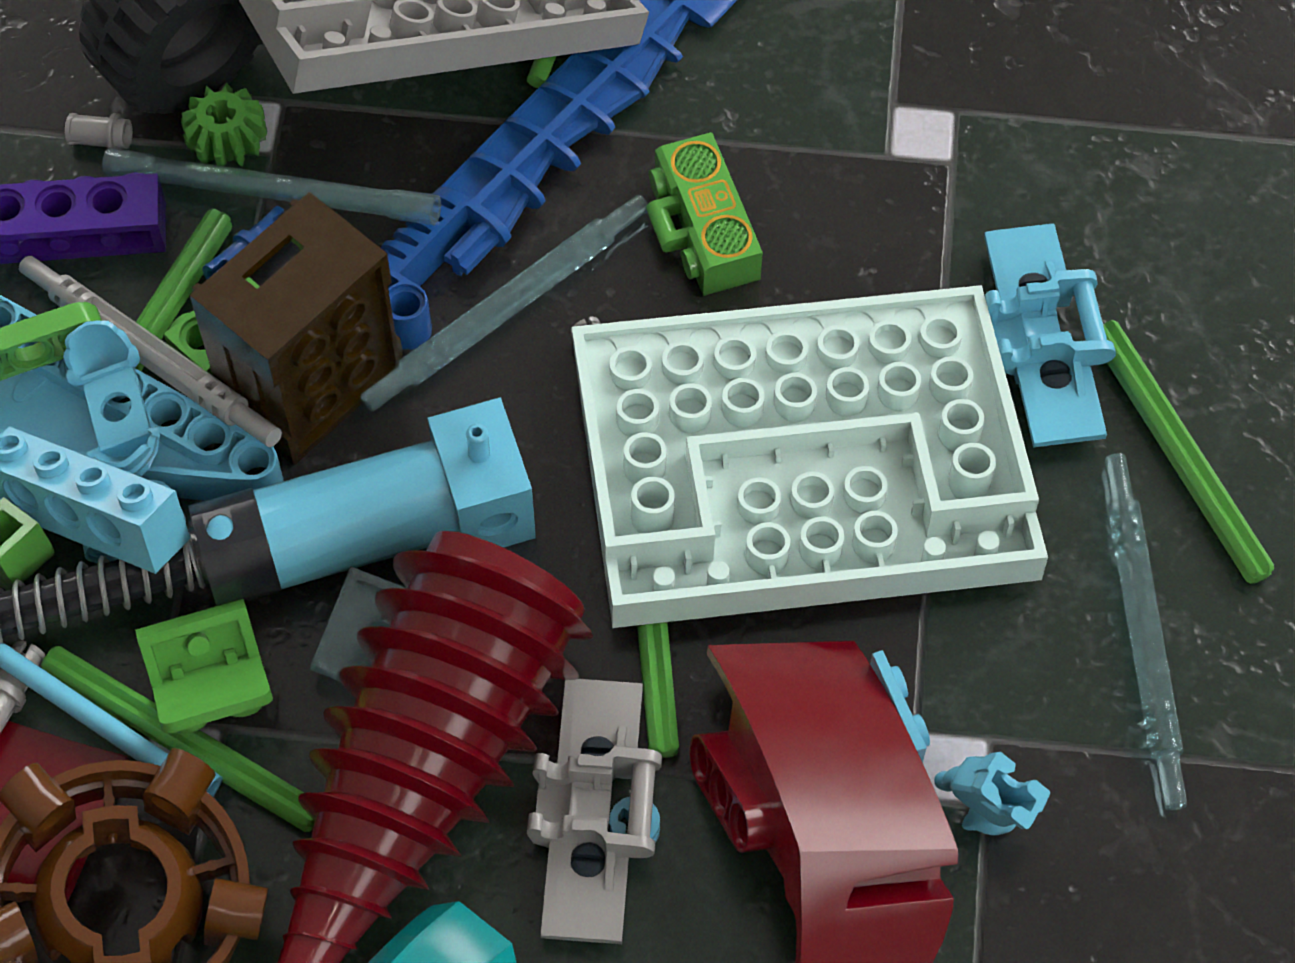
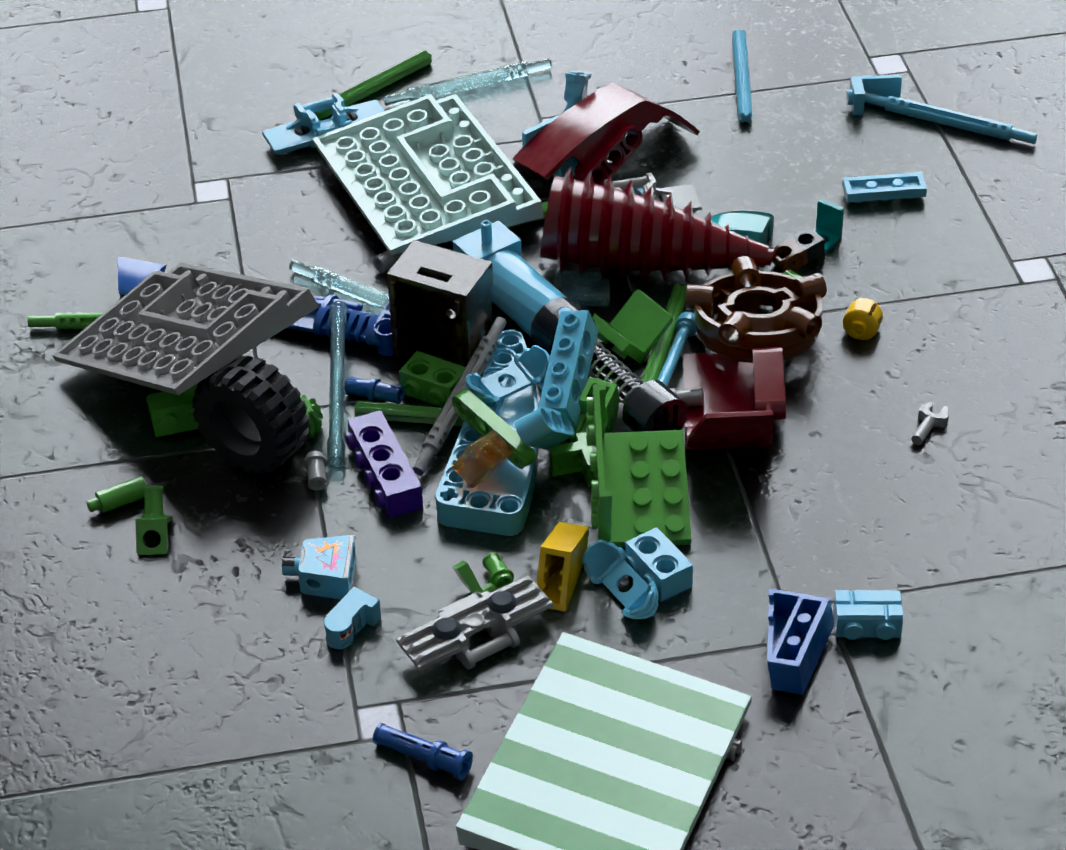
camera: 105 degrees left, 20 degrees down
(714, 224) = (294, 237): bright green piece -> none

